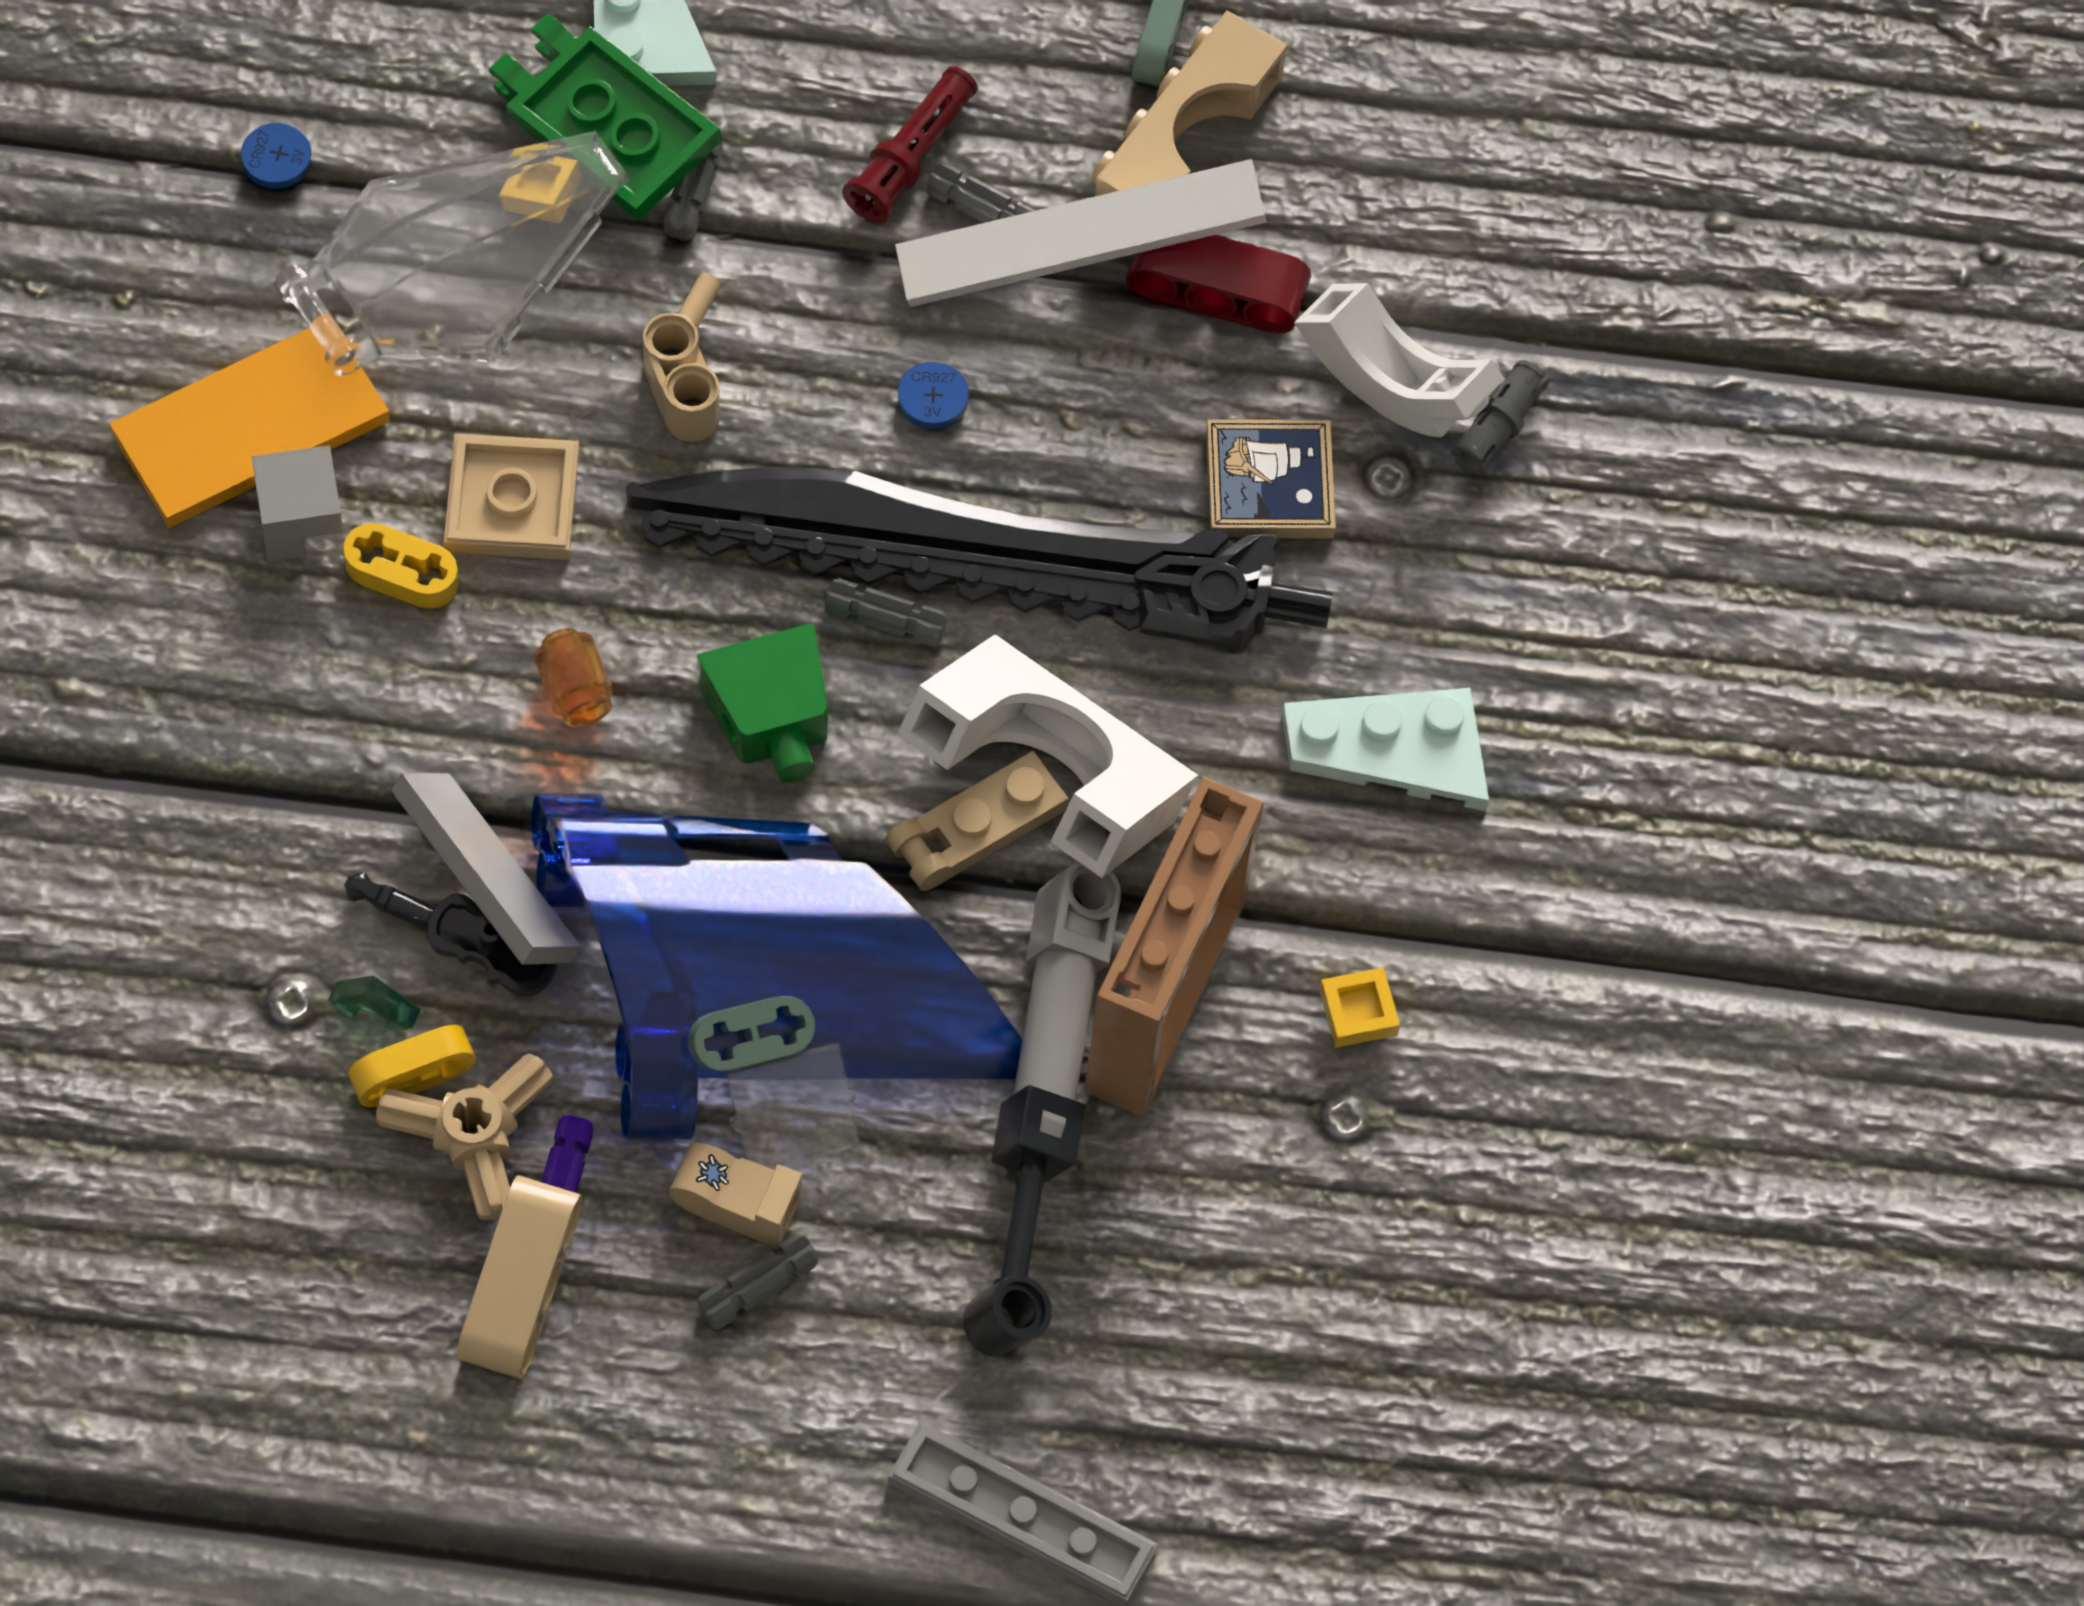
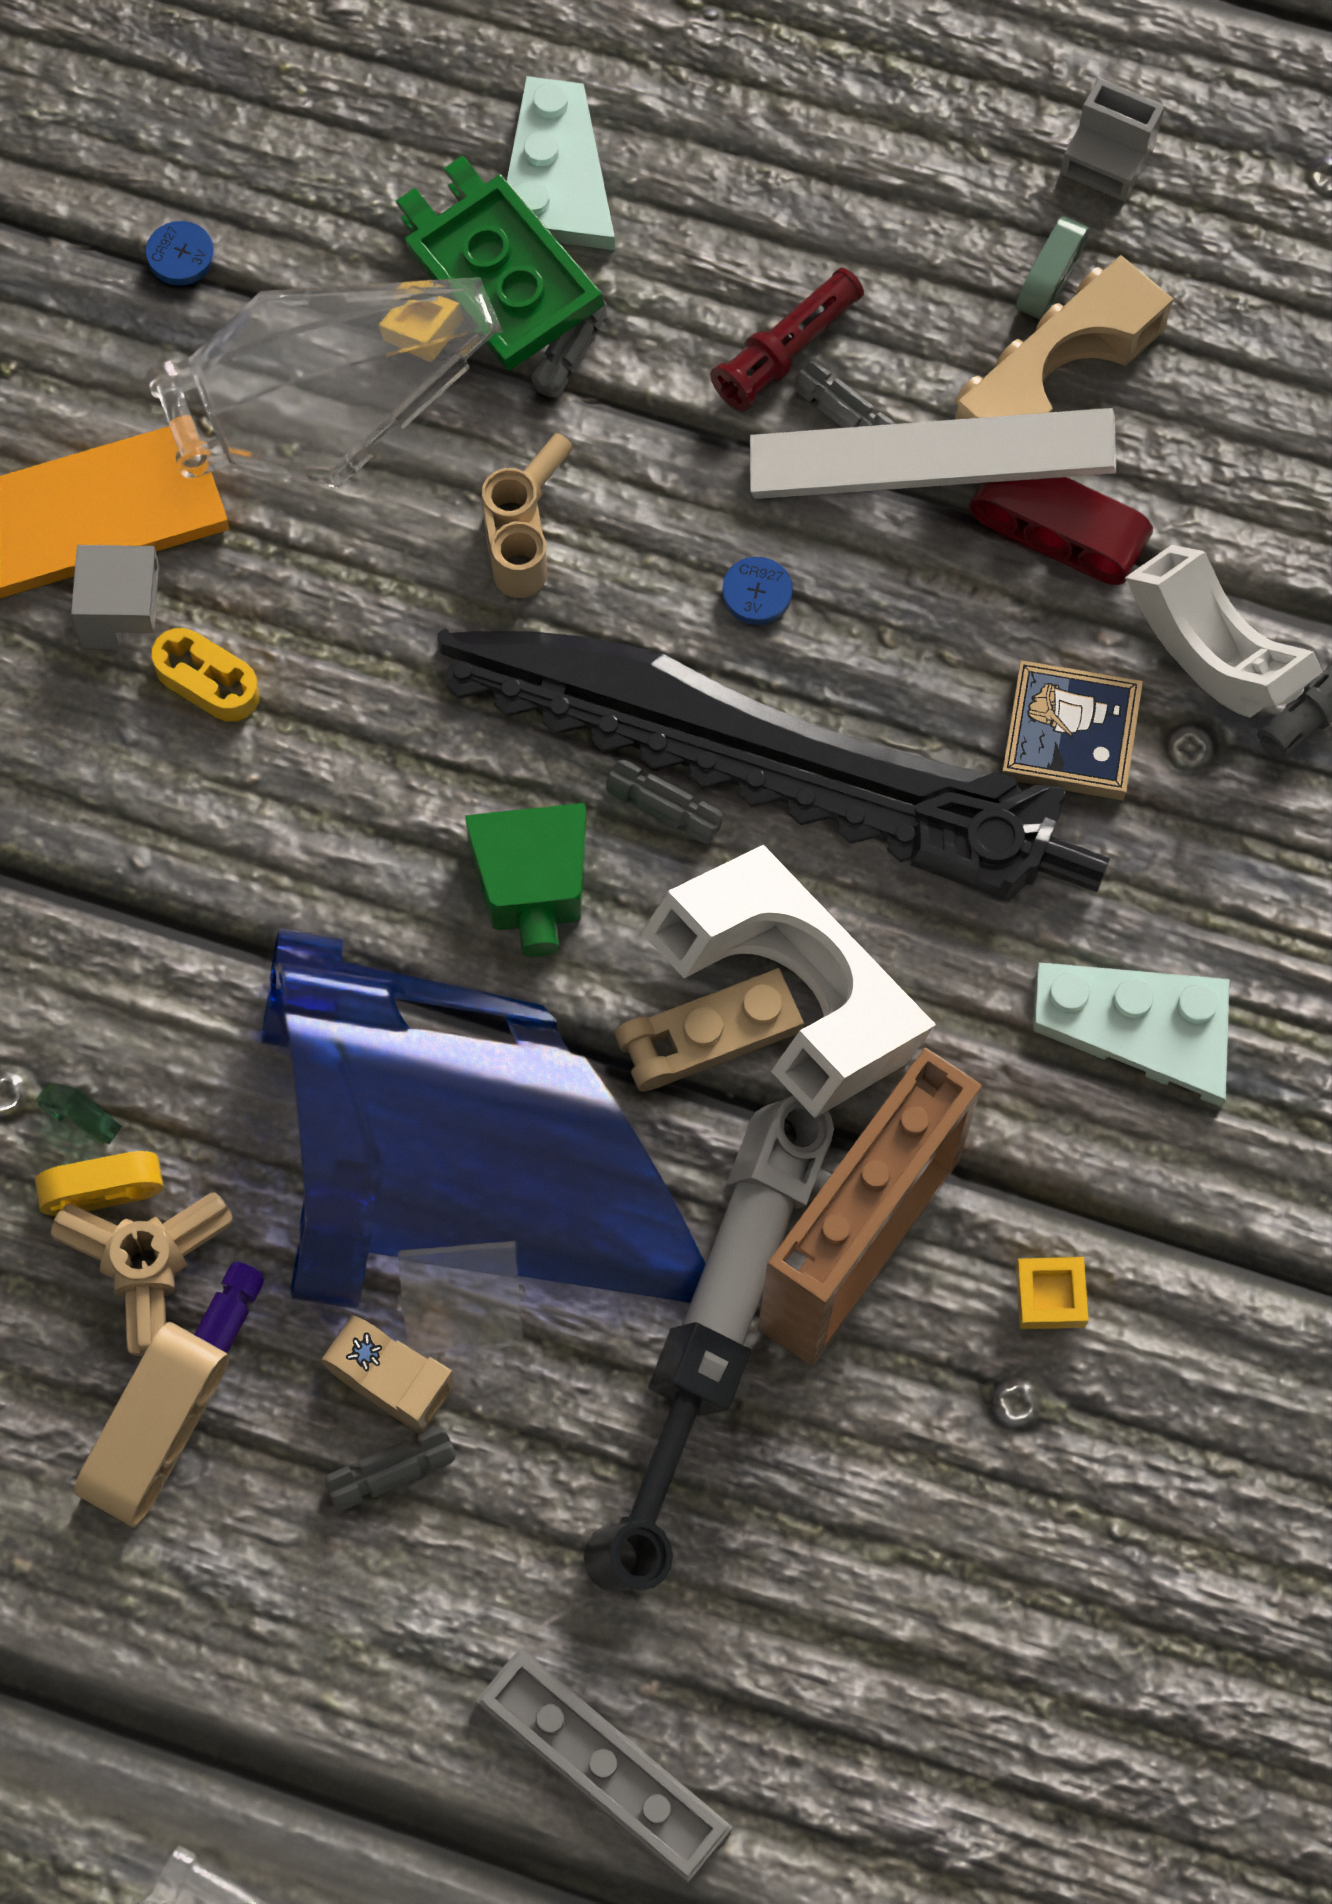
camera: 15 degrees right, 5 degrees up
(458, 931) = (227, 1082): black piece -> none
(485, 868) = (212, 997): light grey tile -> none
(511, 496) = (328, 623): tan tile -> none
(574, 677) = (345, 815): clear orange brick -> none
(747, 1018) = (430, 1235): sand green beam -> none

